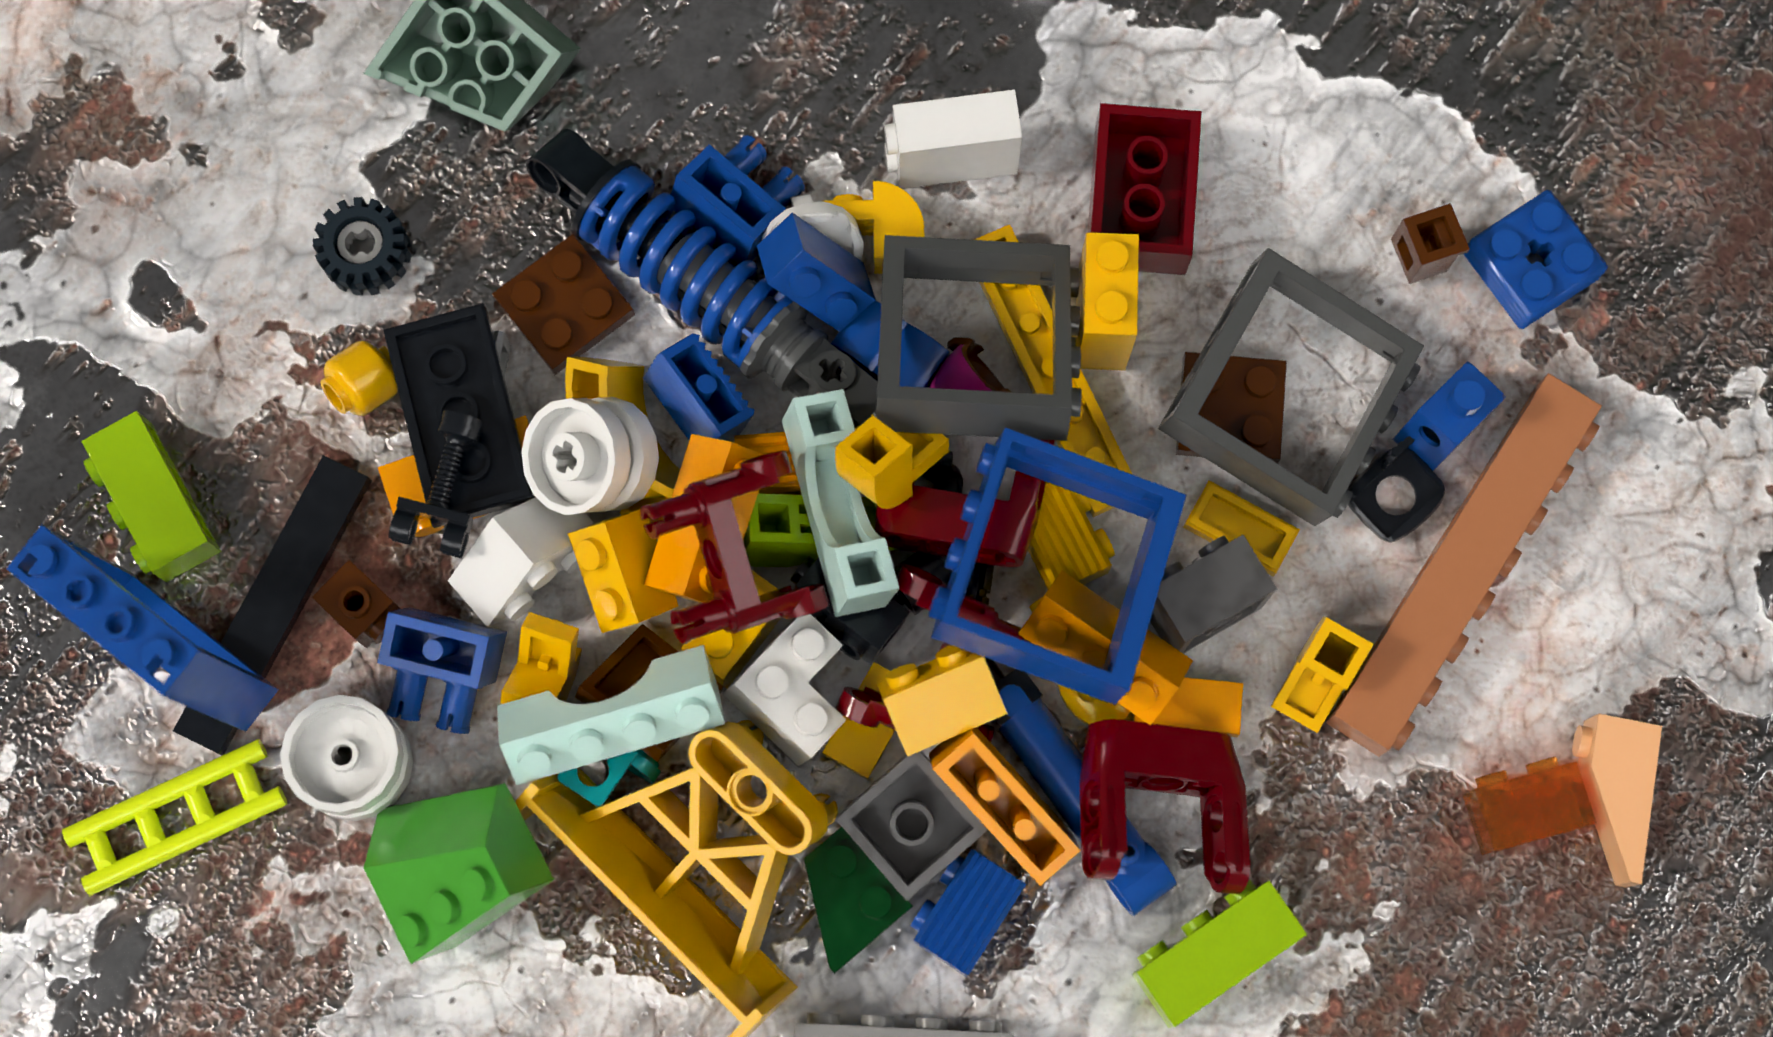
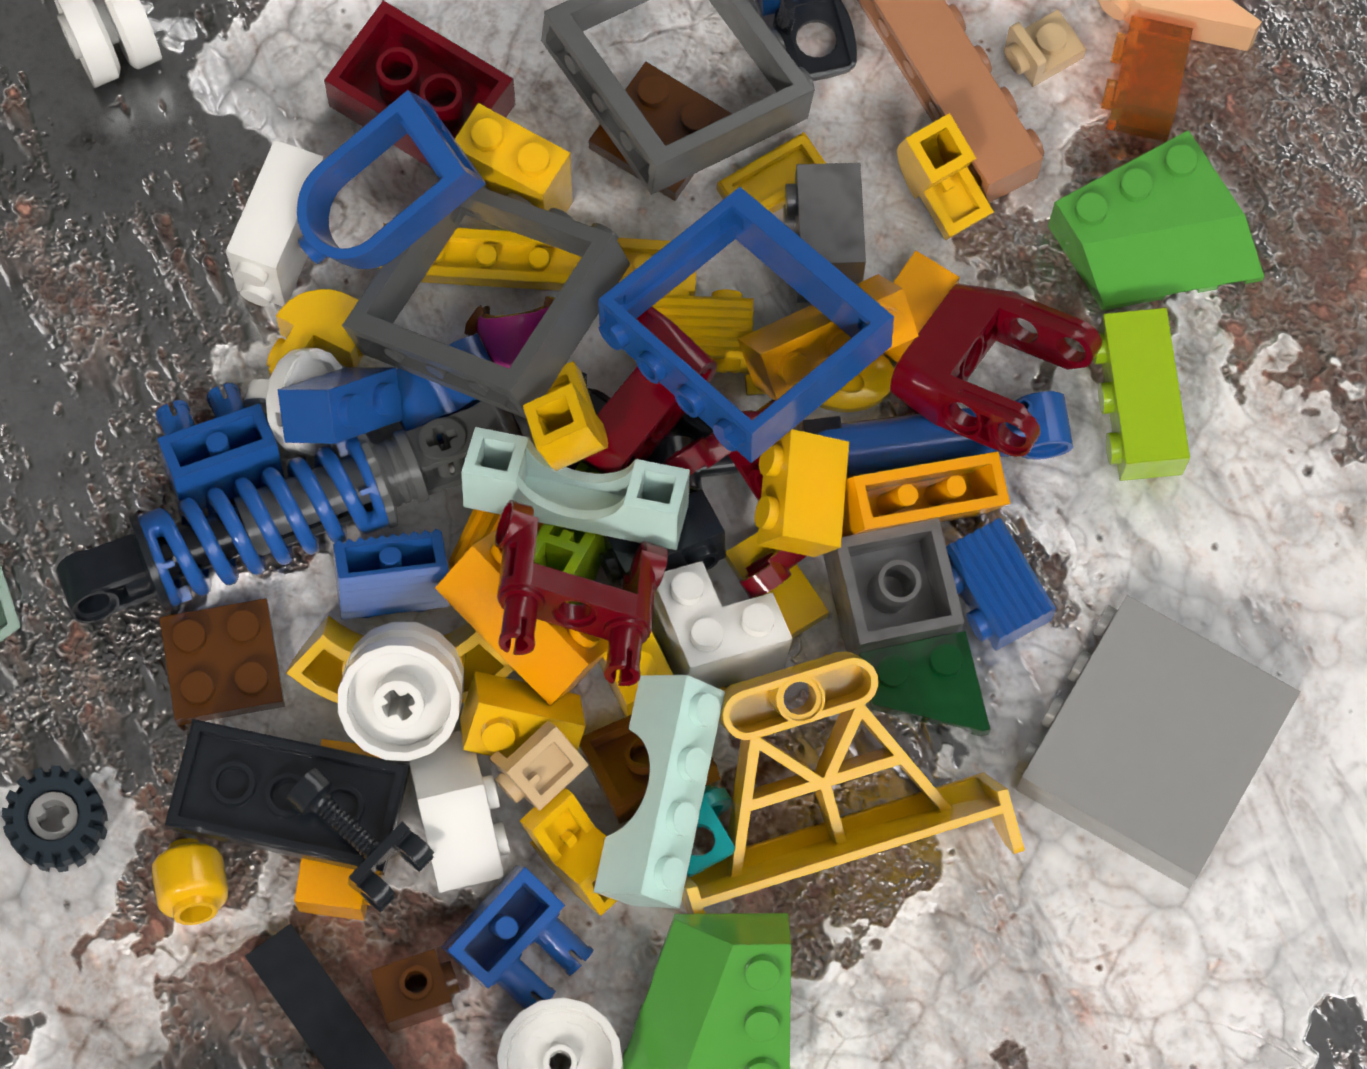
camera: 65 degrees left, 5 degrees down
(578, 603) = (539, 767): none -> tan bracket
(1069, 227) = (456, 184): none -> blue window
(1385, 888) = (1156, 229): none -> bright green wedge
(1504, 698) = (1042, 48): none -> tan bracket

